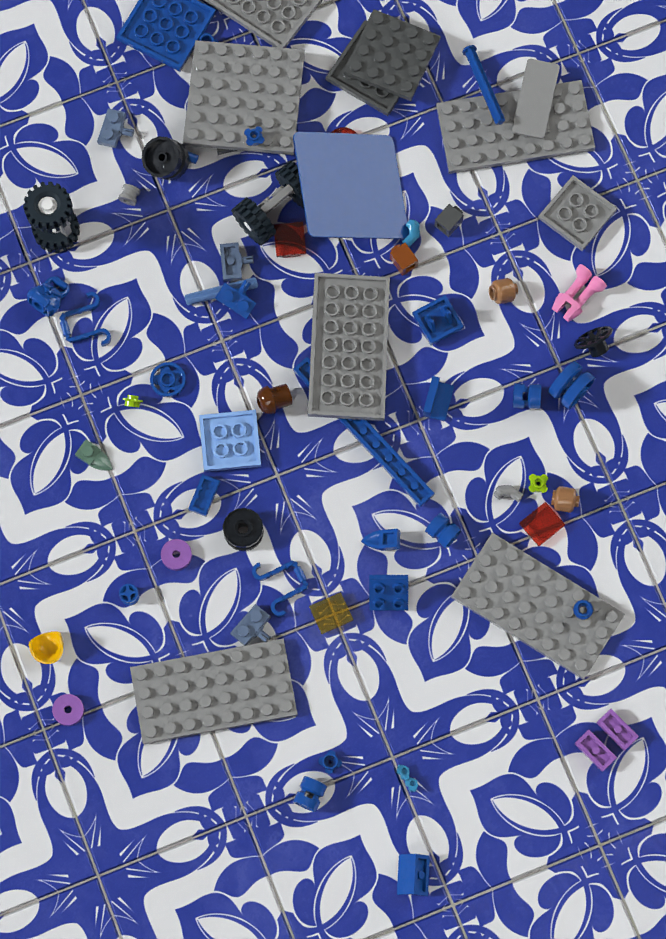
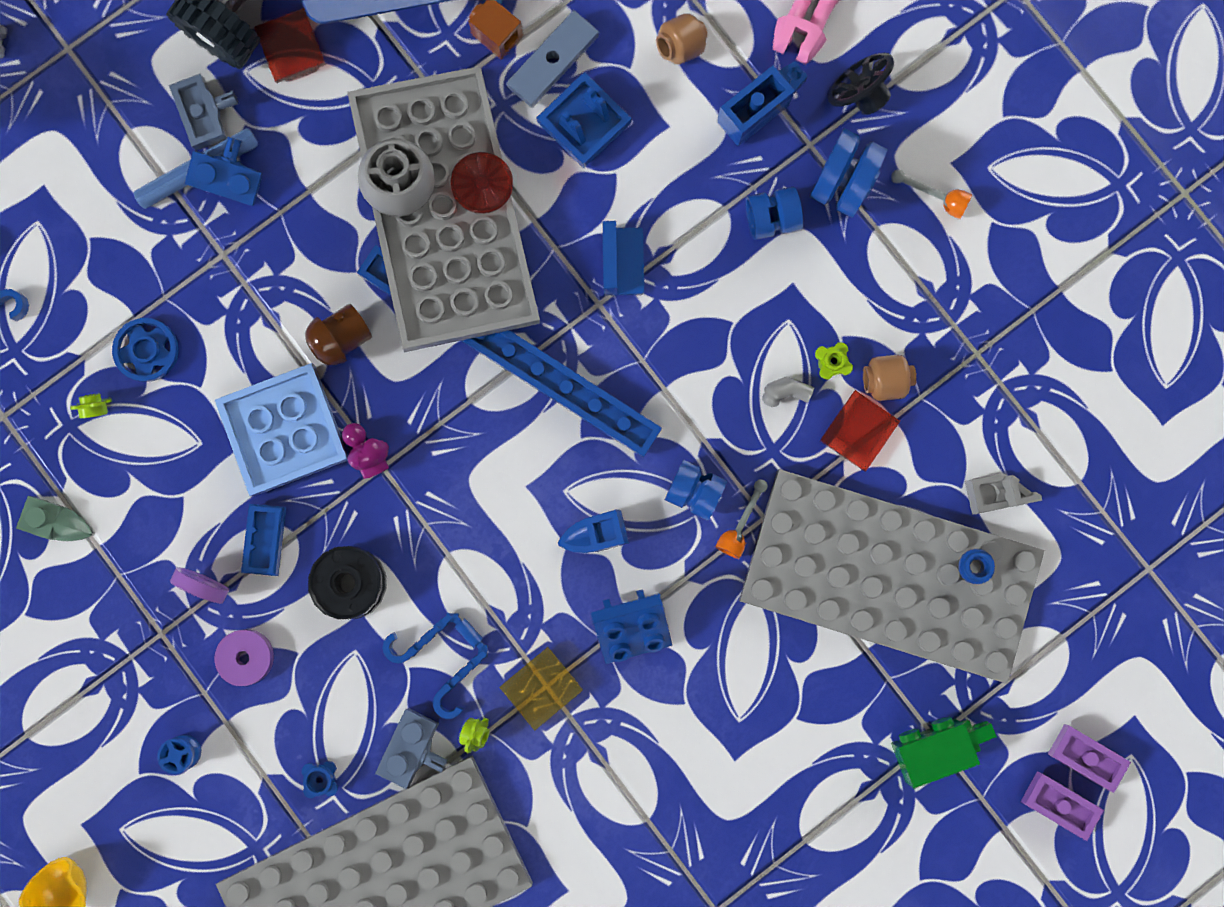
camera: 20 degrees left, 10 degrees up
(165, 508) = (199, 585): none -> medium lavender piece
(195, 624) = (312, 787): none -> blue plate
(271, 466) = (365, 456): none -> magenta animal
(288, 626) = (474, 734): none -> lime plate
(327, 335) = (415, 165): none -> light grey wheel
(373, 338) = (481, 182): none -> clear red wheel
(439, 277) = (566, 46): none -> sand blue tile
(456, 564) = (732, 541): none -> hinge
(536, 335) = (760, 101): none -> blue hinge
(537, 702) = (940, 750): none -> green hinge
(608, 578) = (997, 493): none -> light grey slope
(629, 416) = (954, 202): none -> hinge

